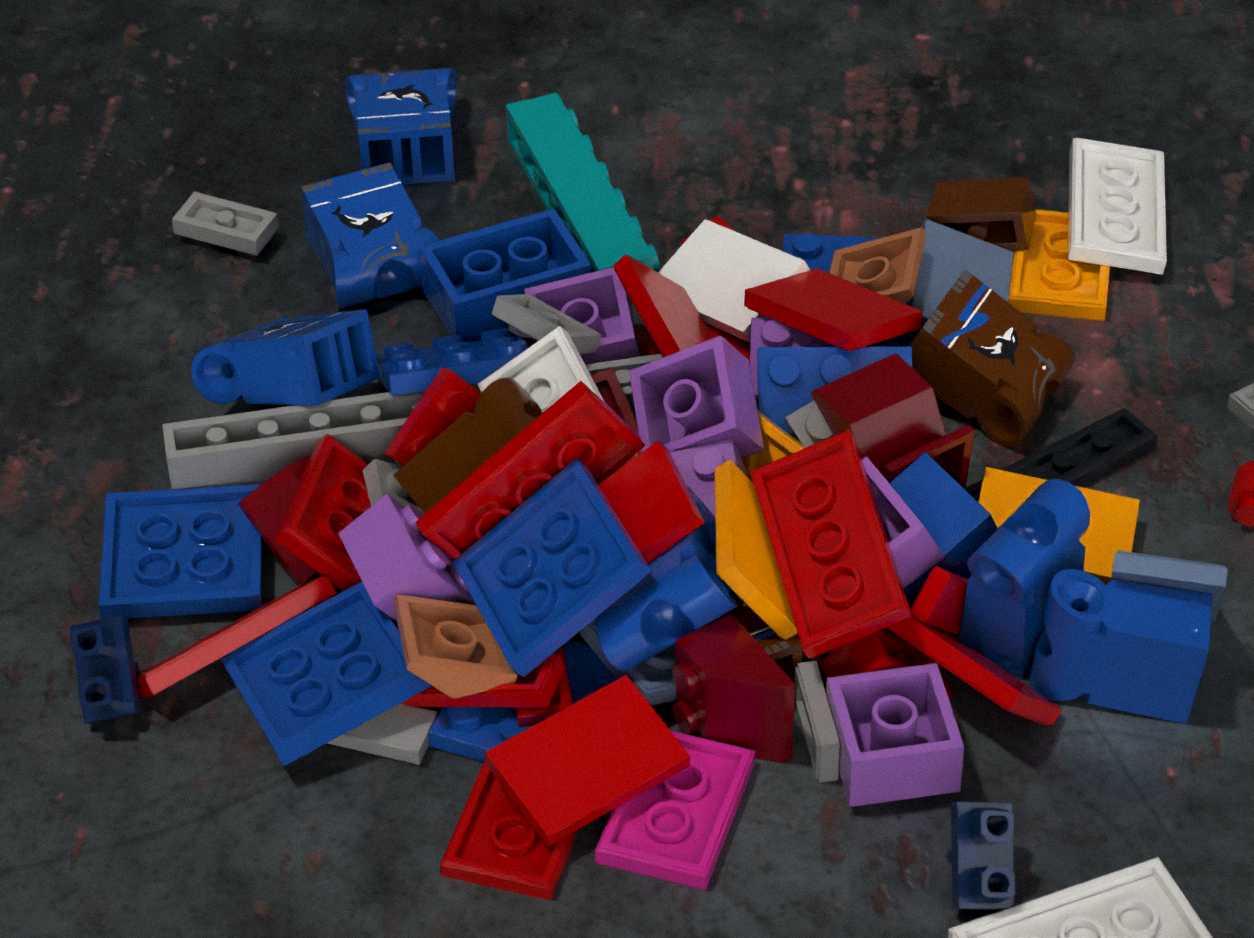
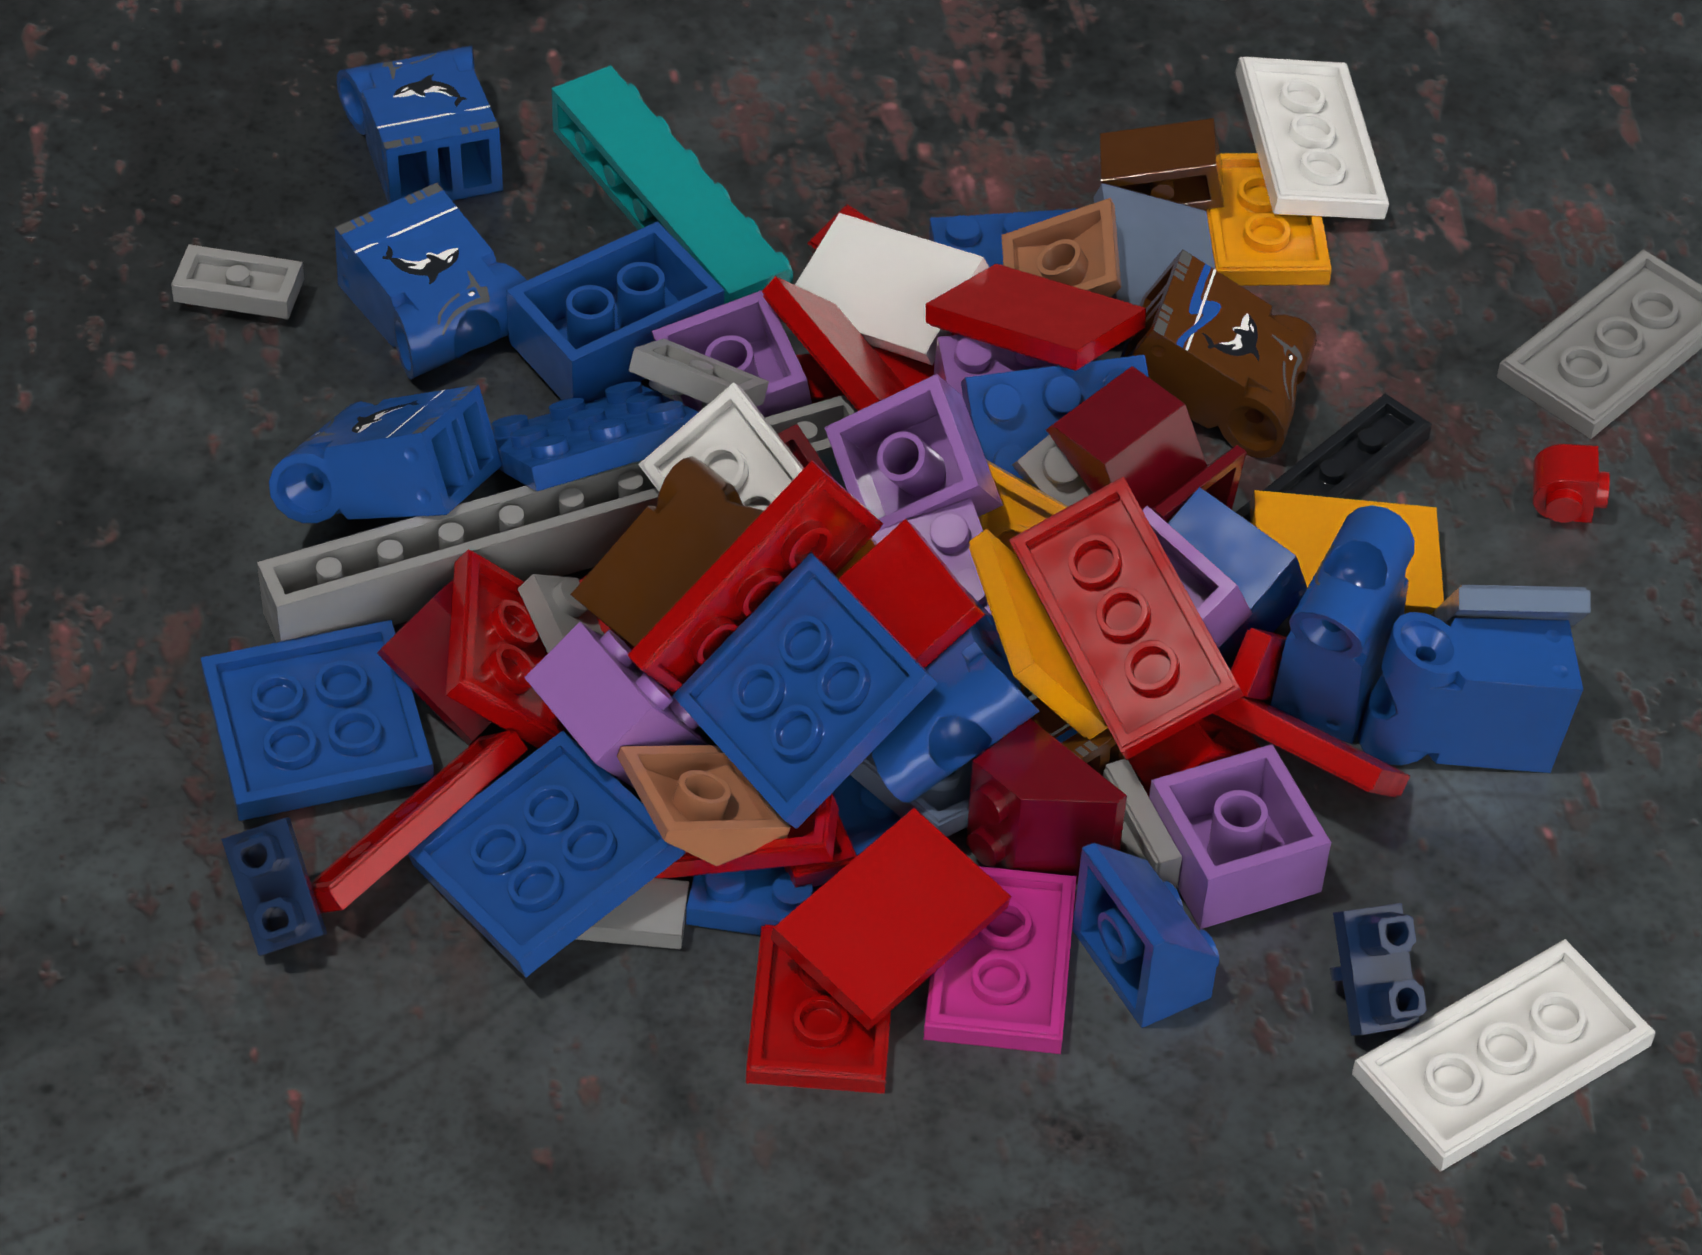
camera: 15 degrees left, 5 degrees up
(436, 410) = (600, 515): red plate -> none
(793, 801) = (1141, 935): none -> blue slope

